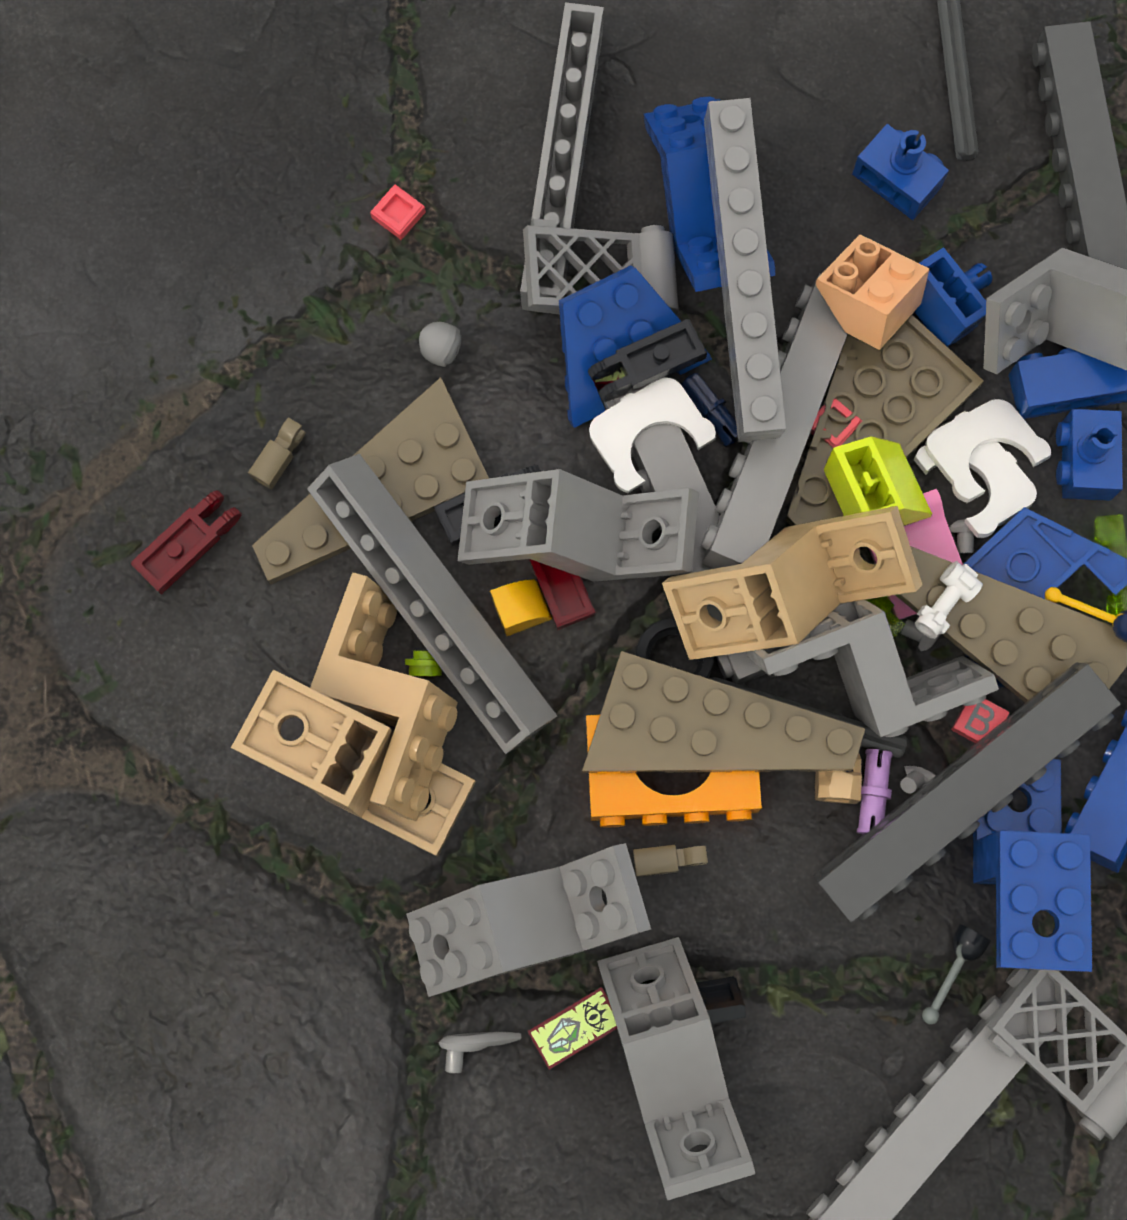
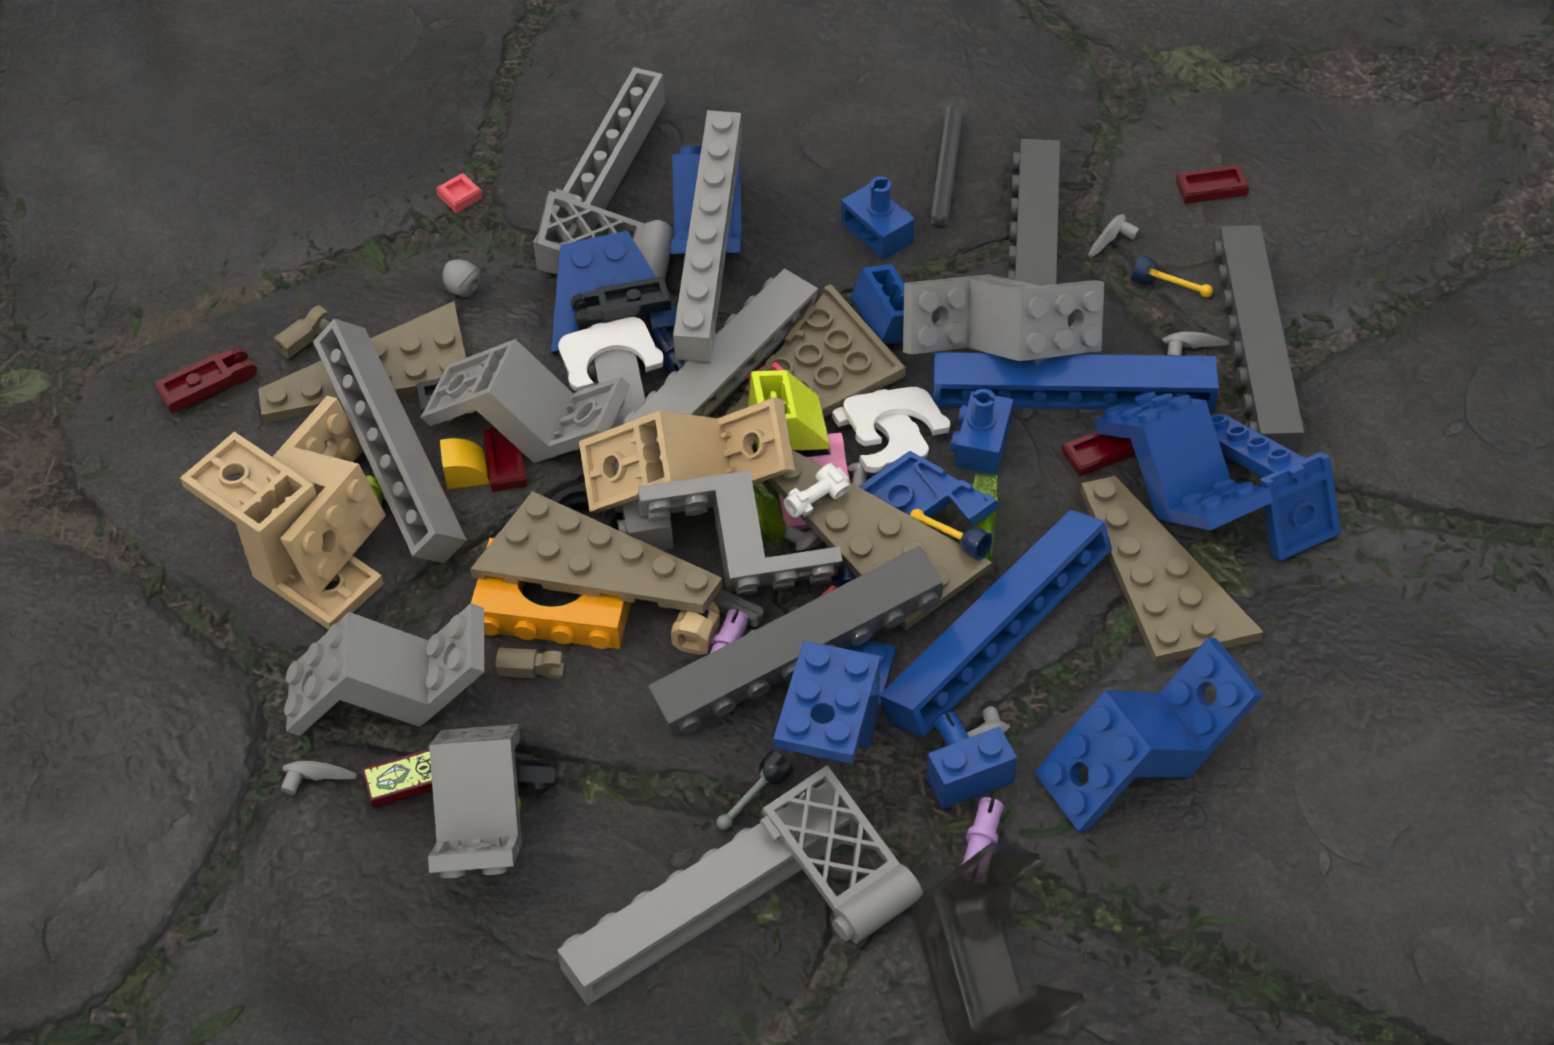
camera: 10 degrees right, 25 degrees down
(872, 290) = (822, 281): light nougat slope -> none

